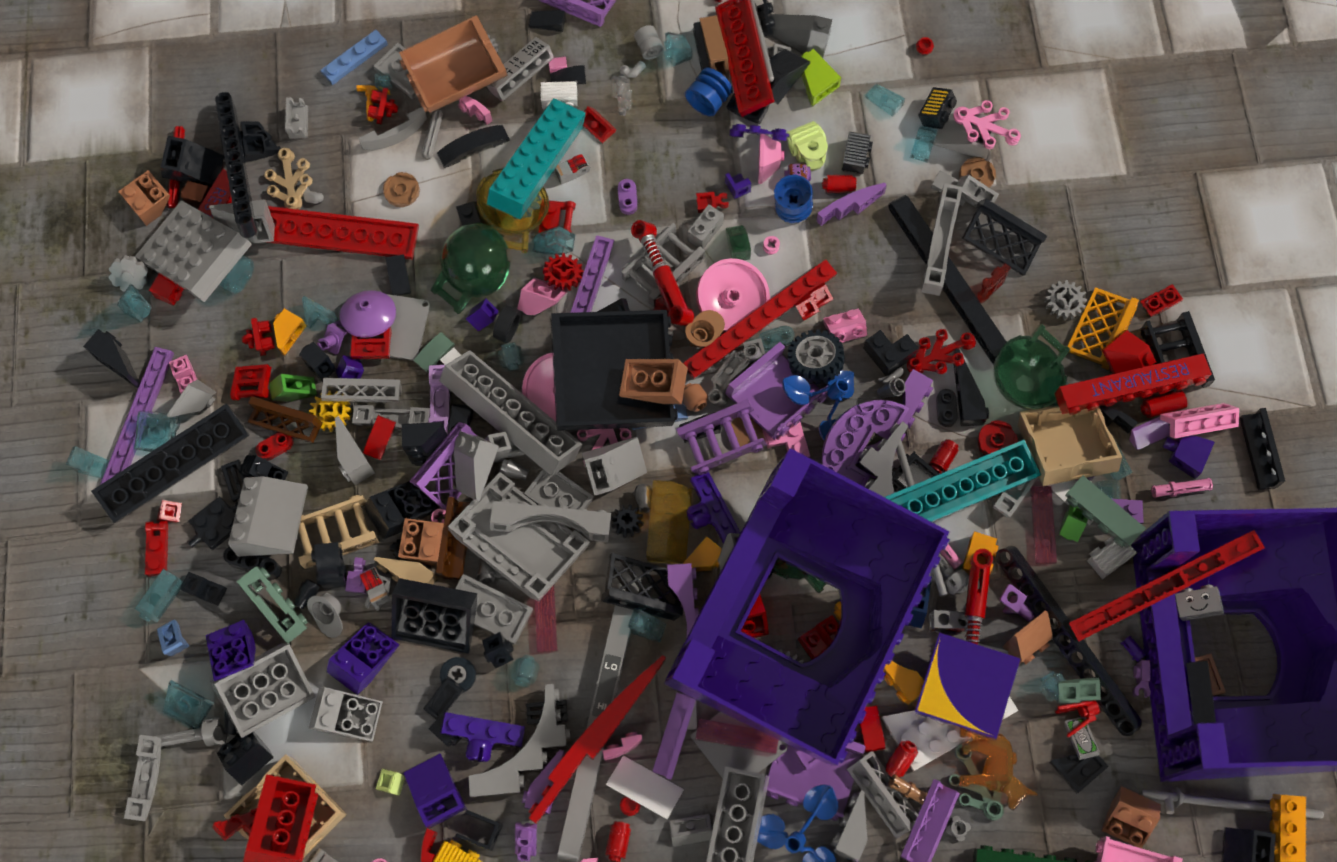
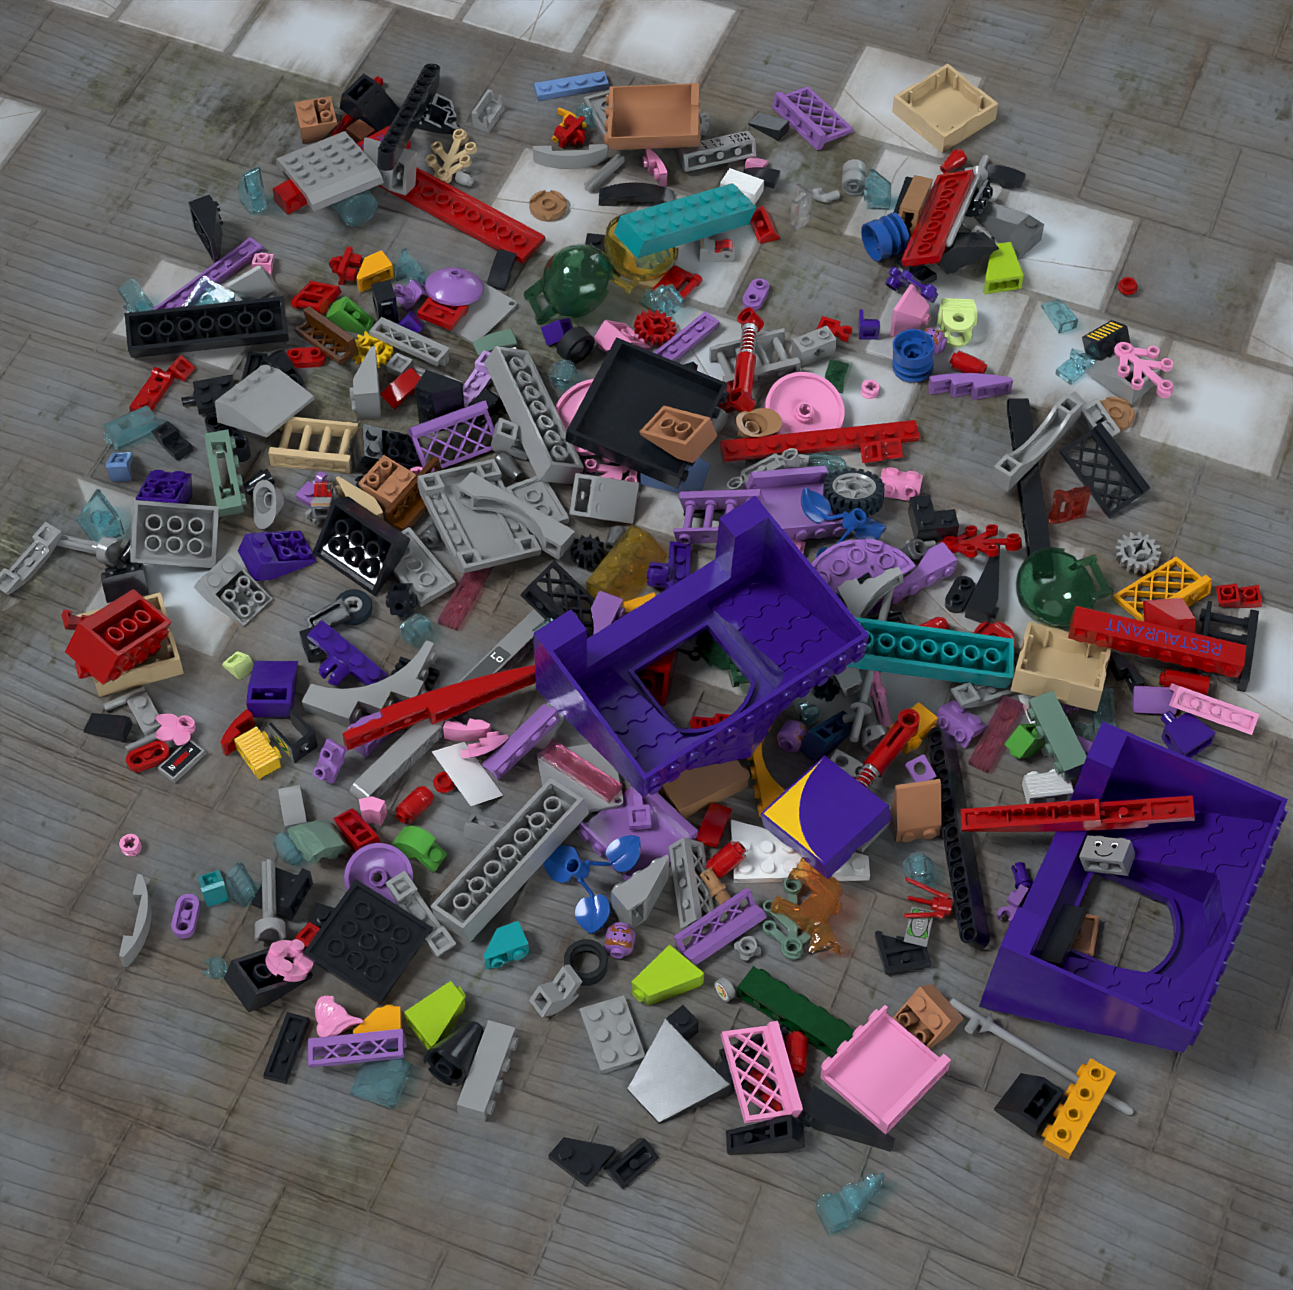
camera: 25 degrees right, 15 degrees down
(127, 272) = (269, 167): light grey plant -> none
(329, 565) = (293, 464): black brick -> none
(473, 463) = (474, 430): light grey slope -> none
(648, 752) = (486, 745): none -> bright pink slope
(694, 397) = (714, 477): nougat head -> none
(856, 152) = (1001, 346): black brick -> none
(1012, 531) = (959, 723): none -> medium lavender bracket
(1079, 689) = (938, 877): sand green slope -> none
(1262, 450) = (1266, 757): black fence -> none

